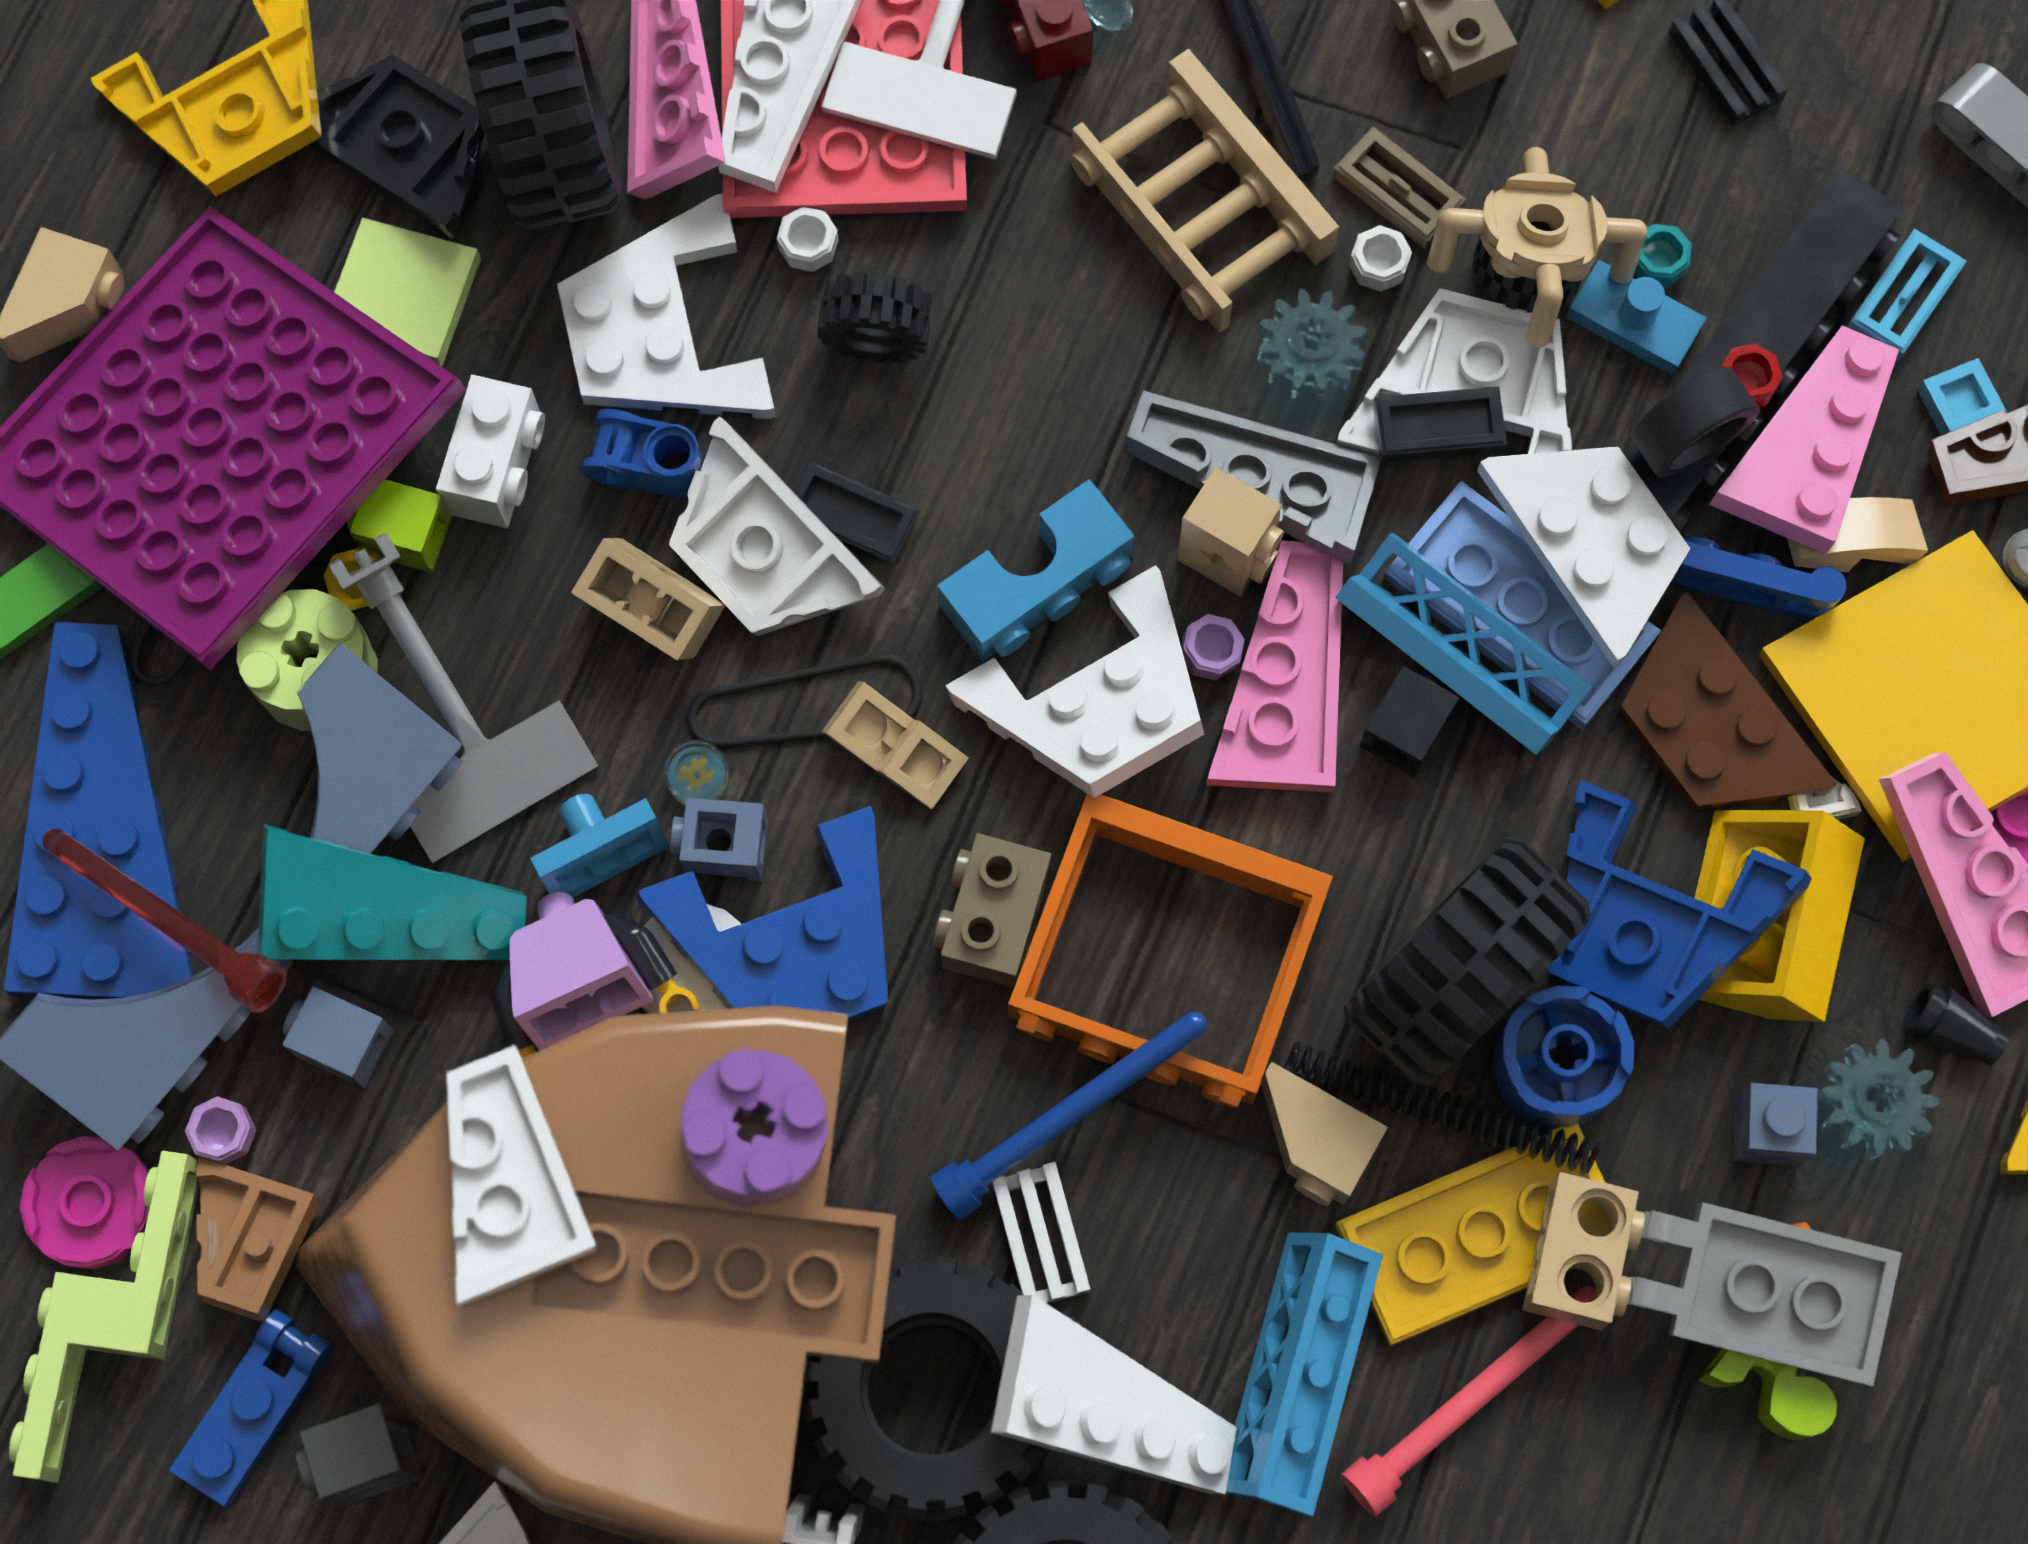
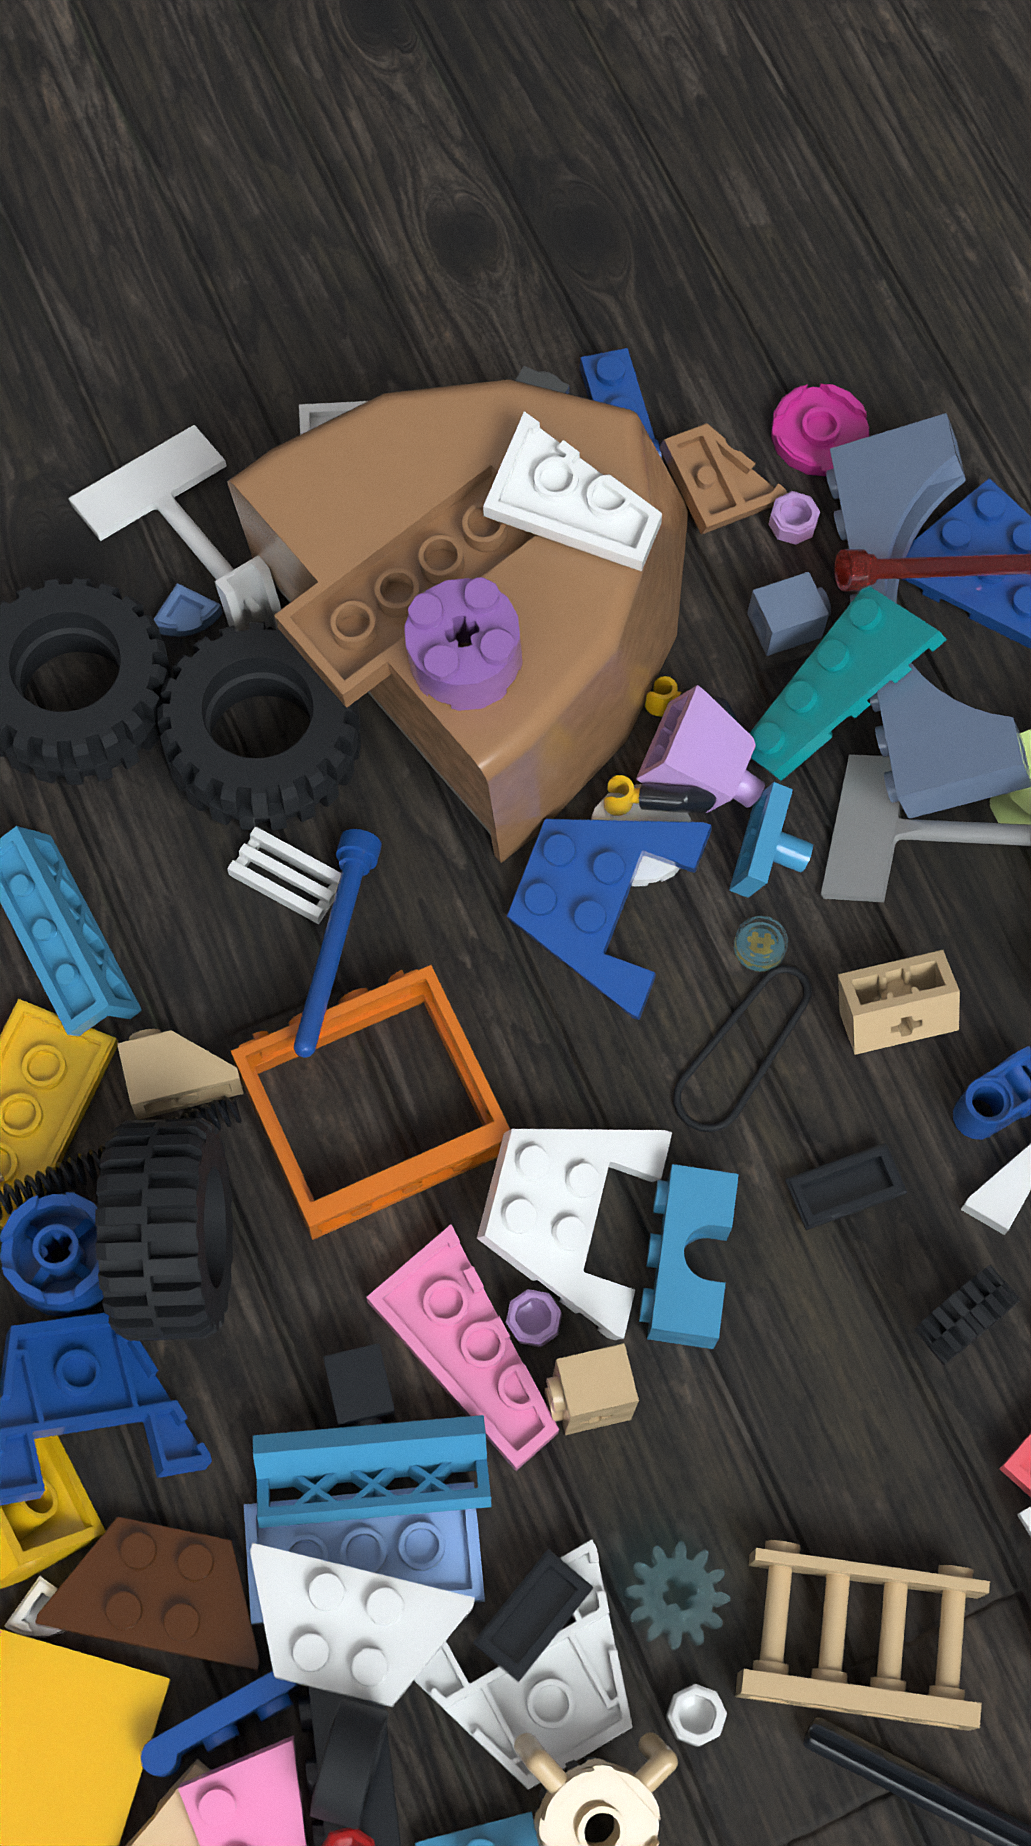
camera: 130 degrees right, 5 degrees down
(105, 1318) = (741, 381): yellowish green bracket -> none
(706, 818) = (705, 893): sand blue brick -> none
(762, 542) = (876, 1108): white wing -> none
(895, 744) = (663, 1070): tan slope -> none
(994, 909) = (500, 1022): dark tan brick -> none
(1098, 1404) = (159, 779): white wing -> none
(1317, 482) = (611, 1471): wing -> none
(1385, 204) = (688, 1794): dark tan tile -> none

